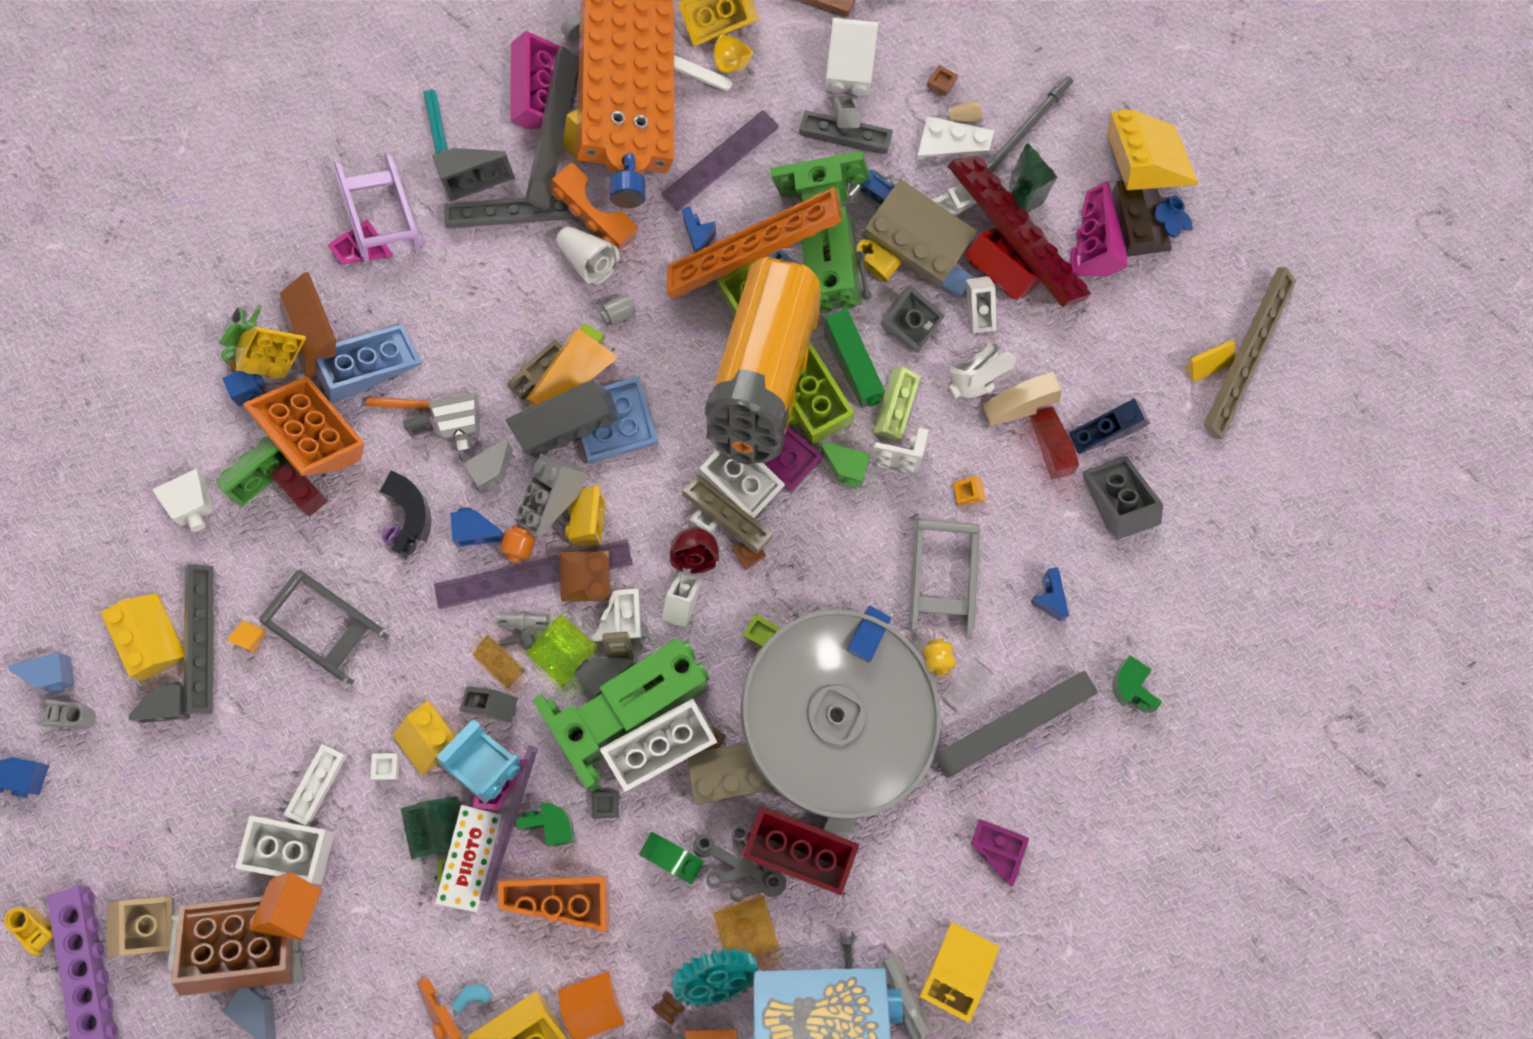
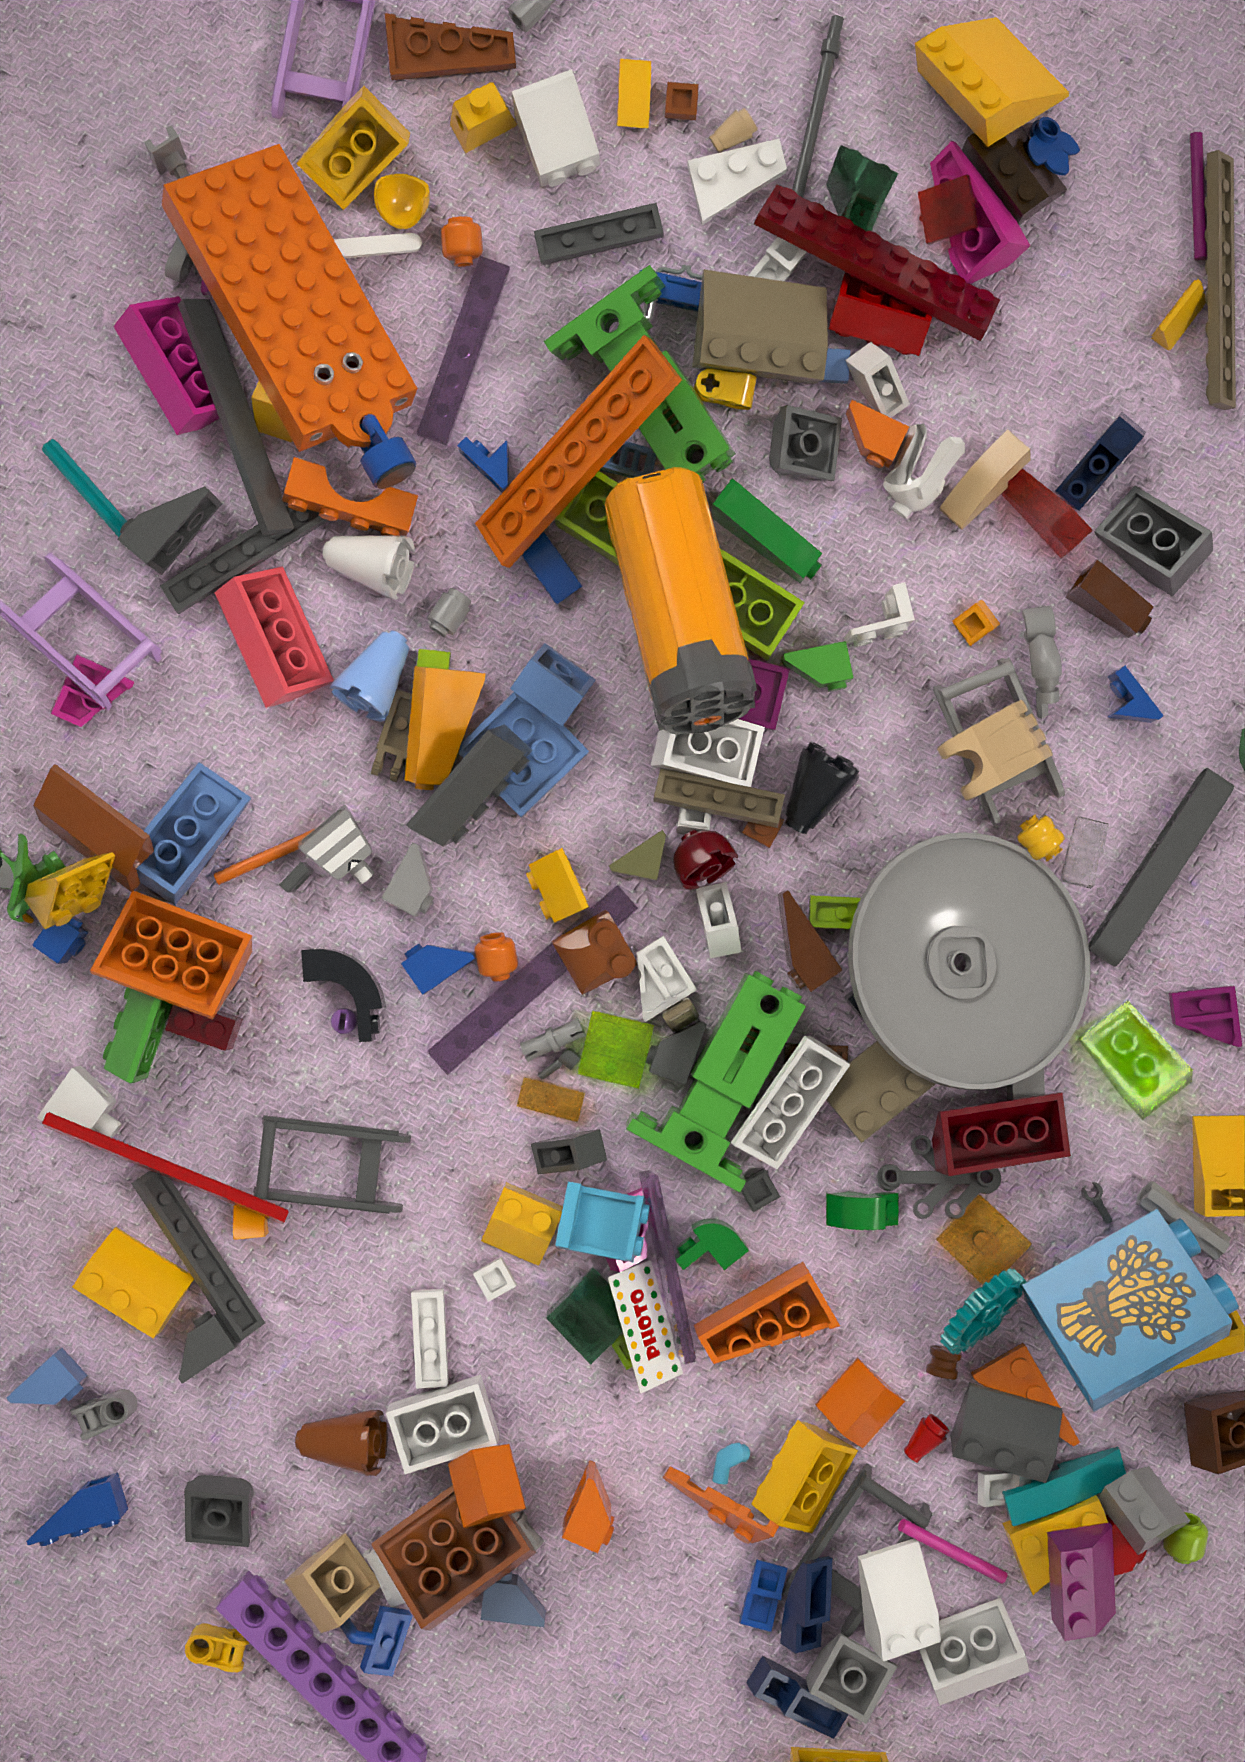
camera: 35 degrees left, 15 degrees up
(95, 827) = (218, 1510): none -> dark grey slope
(146, 991) = (384, 1641): none -> blue plate
(212, 566) = (165, 1167): none -> red tile
(213, 826) = (346, 1441): none -> dark orange cone
(348, 973) = (589, 1513): none -> orange slope
(496, 269) = (273, 635): none -> coral slope
(544, 323) = (373, 676): none -> light blue cone
(549, 493) = (501, 881): light grey slope -> none
(652, 526) = (643, 860): none -> olive slope
(657, 384) = (552, 685): none -> medium blue slope
(699, 315) = (551, 569): none -> blue slope
(728, 647) = (804, 949): none -> reddish brown slope
(755, 94) = (461, 241): none -> orange head
(799, 542) = (818, 786): none -> black cone
(809, 29) = (480, 117): none -> yellow torso
(846, 111) = (589, 210): light grey slope -> none
(860, 256) = (707, 398): dark grey hinge -> none
(868, 635) = (952, 856): blue tile -> none
(897, 404) = (839, 558): yellowish green slope -> none
(913, 62) = (634, 93): none -> yellow slope
(929, 856) = (1136, 1059): none -> clear neon green slope
(938, 574) = (998, 748): none -> tan piece
(963, 336) = (875, 434): none -> orange slope
(1003, 534) = (1044, 655): none -> light grey piece
(1070, 519) = (1111, 600): none -> reddish brown slope
(1083, 221) = (948, 209): none -> clear red piece
(1264, 284) = (1198, 195): none -> magenta bar

